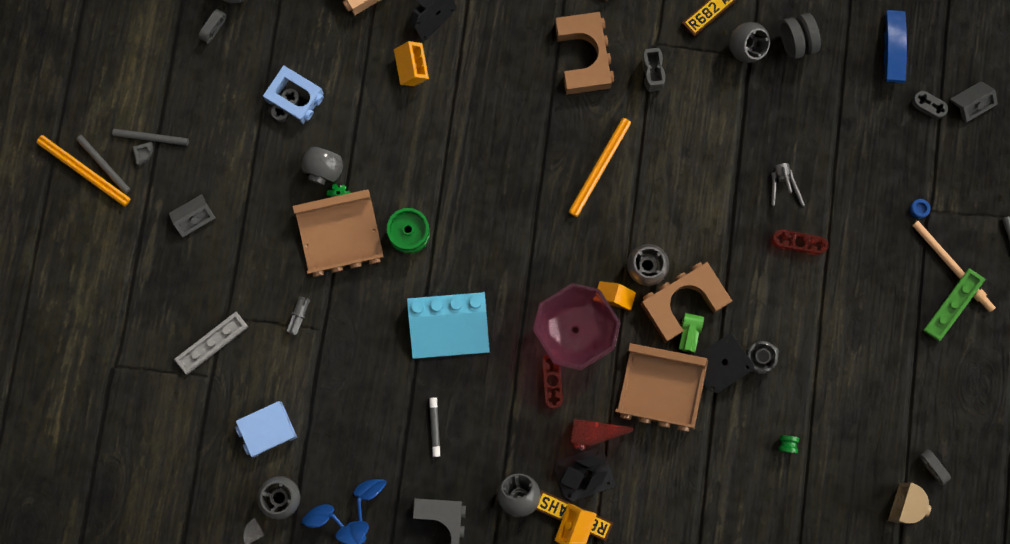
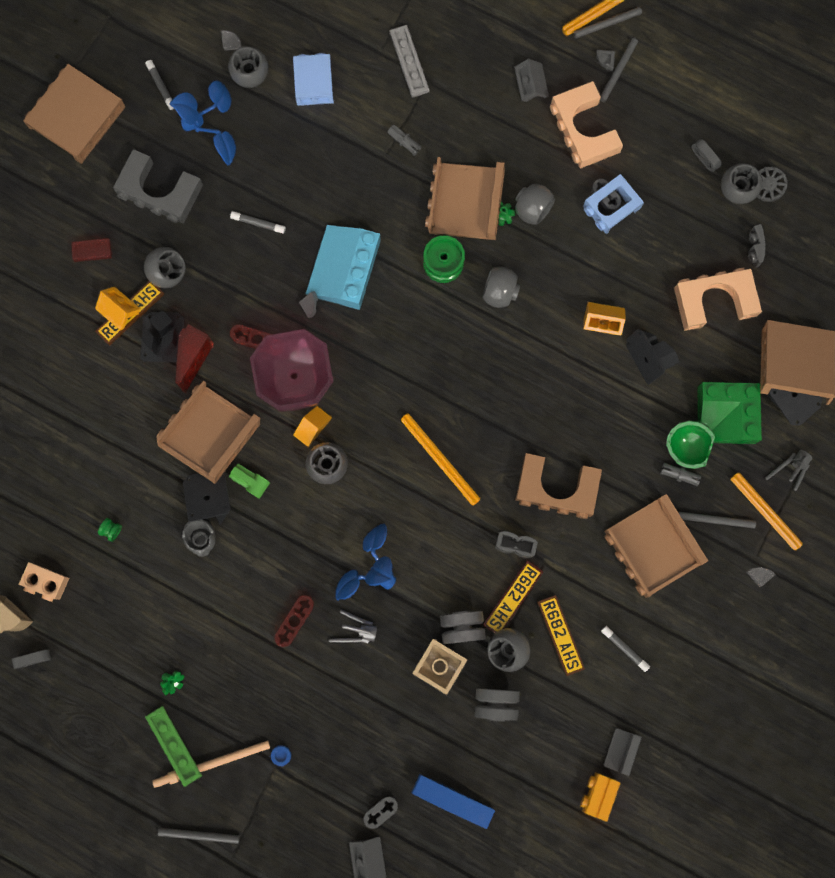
camera: 110 degrees right, 0 degrees up
(212, 171) = (585, 149): none -> light nougat arch
(417, 167) = (500, 287): none -> dark grey wheel
(499, 343) = (309, 304): none -> dark grey tile
(699, 58) = (513, 597): none -> tile
(699, 279) = (295, 509): medium nougat arch -> none
(732, 171) = (379, 574): none -> blue plant
(747, 88) = (462, 626): none -> flat silver wheel
(789, 97) = (439, 666): none -> tan brick
(855, 486) = (45, 577): none -> light nougat brick
(900, 330) = (171, 682): none -> green plant

